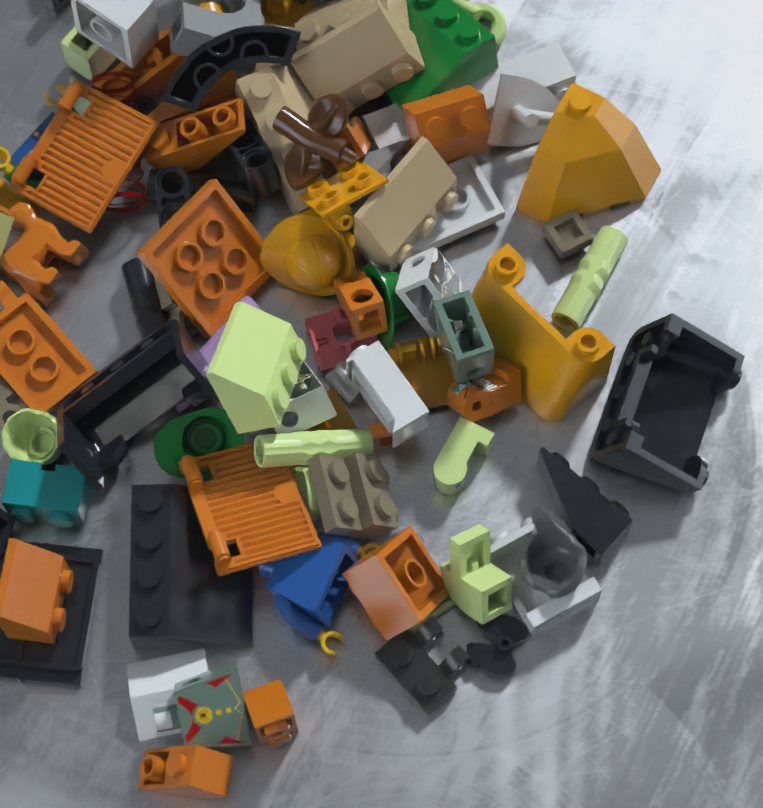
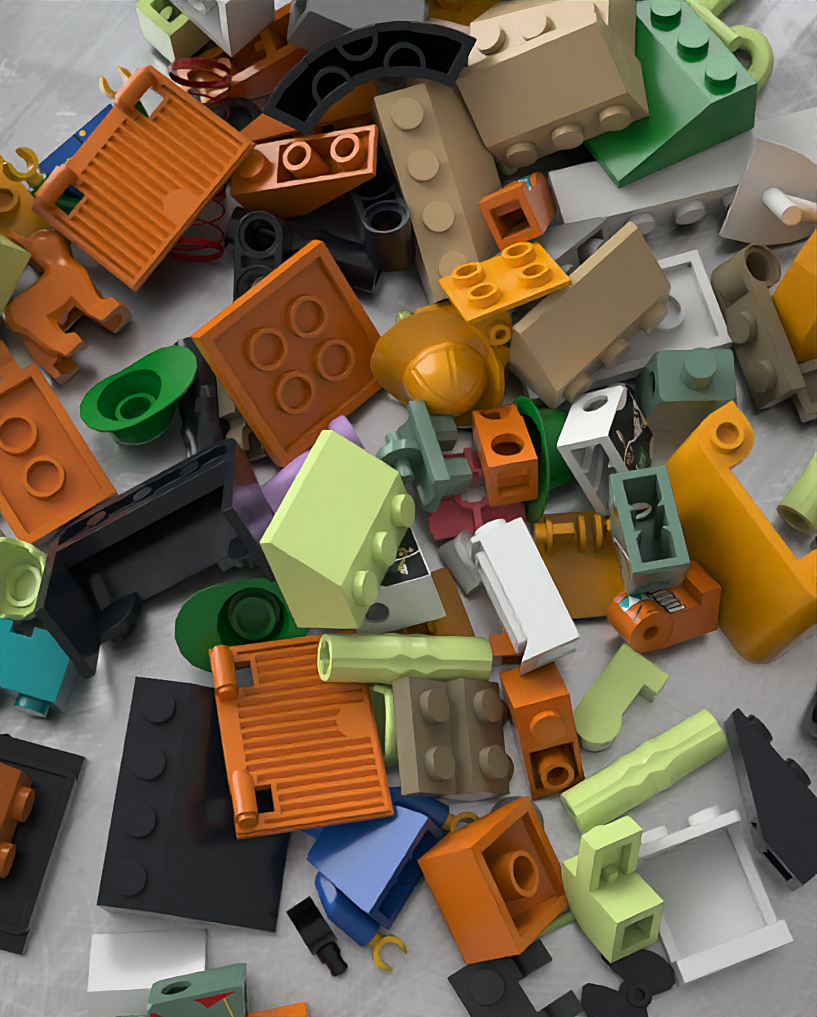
camera: 10 degrees right, 5 degrees up
(106, 304) = (141, 398): none -> green piece
(281, 639) = (317, 935): none -> black piece
(304, 313) = (417, 455): none -> sand green hips
(315, 139) = (473, 202): reddish brown plant -> none
(415, 482) = (543, 729): none -> orange slope
(451, 121) = (673, 200): orange slope -> none
(474, 242) = (685, 387): none -> sand green torso
(489, 498) = (645, 771): none -> yellowish green axle
(519, 199) = (755, 326): none -> dark tan plate
(552, 556) = (729, 884): dark grey hair -> none

